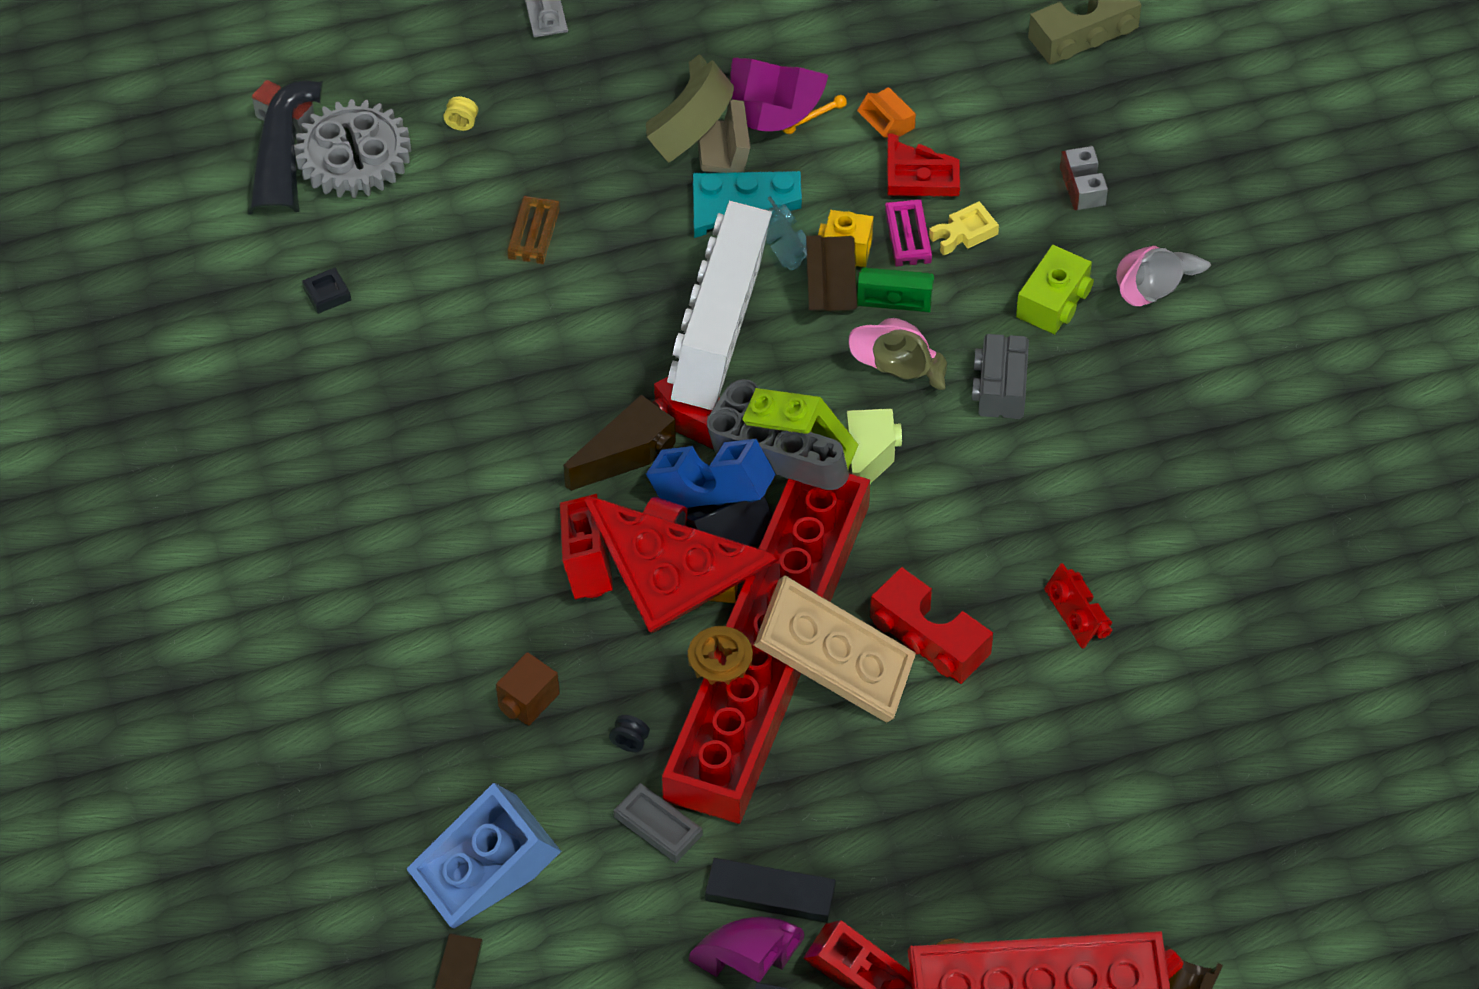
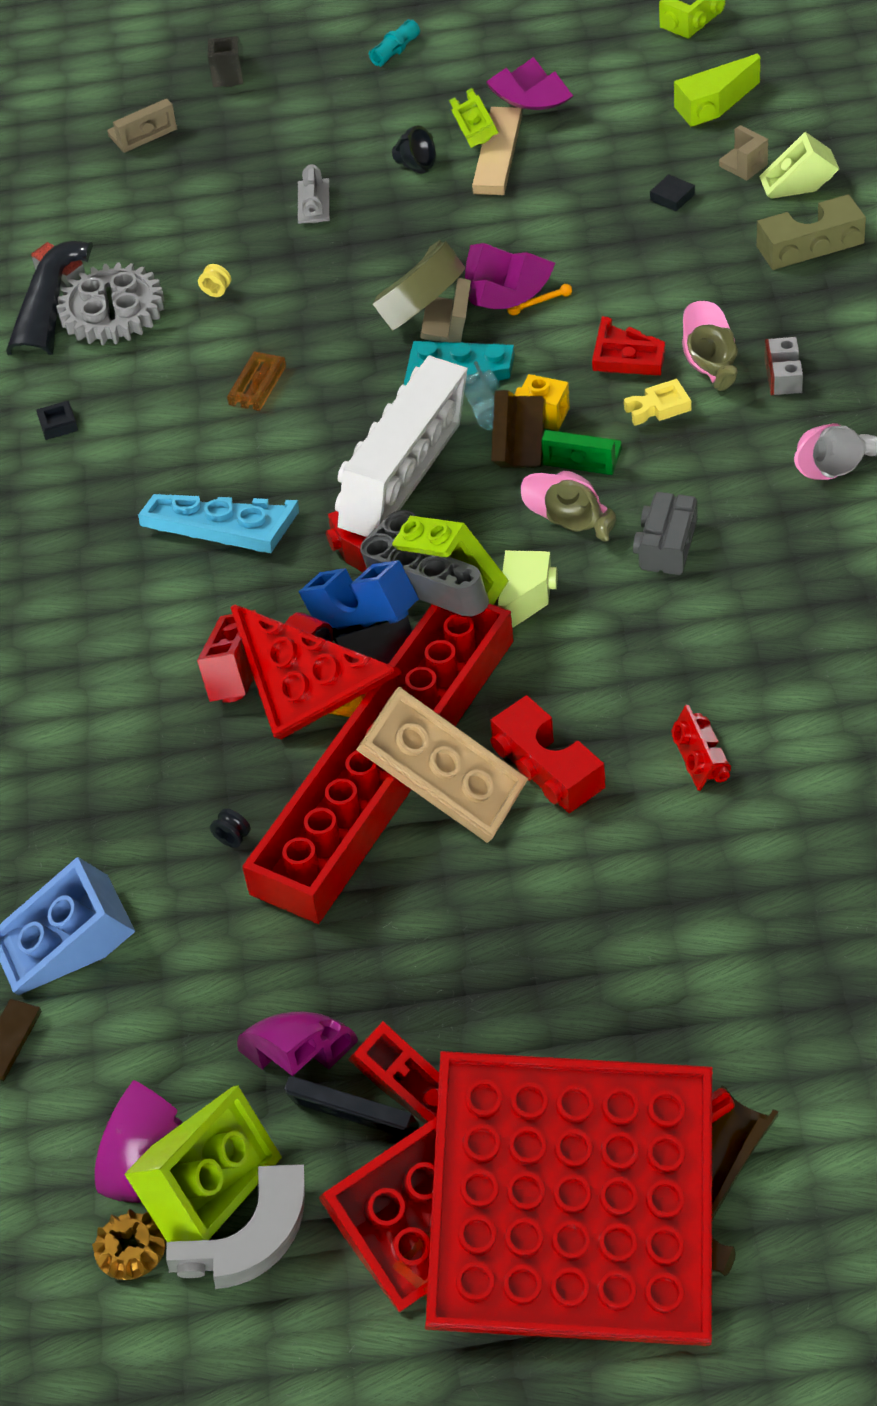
camera: 15 degrees right, 5 degrees down
(527, 689) = (142, 778): reddish brown brick -> none
(554, 398) = (220, 520): none -> medium azure wing
(623, 445) = (284, 568): dark brown slope -> none
(658, 823) = (239, 915): dark grey tile -> none
(733, 646) = (309, 751): pearl gold gear -> none
(770, 890) = (333, 990): black tile -> none
(887, 113) = (607, 300): orange piece -> none
(911, 254) = (605, 422): dark pink tile -> none
(1008, 161) = (709, 343): none -> olive hair
(1054, 290) = (733, 460): lime brick -> none

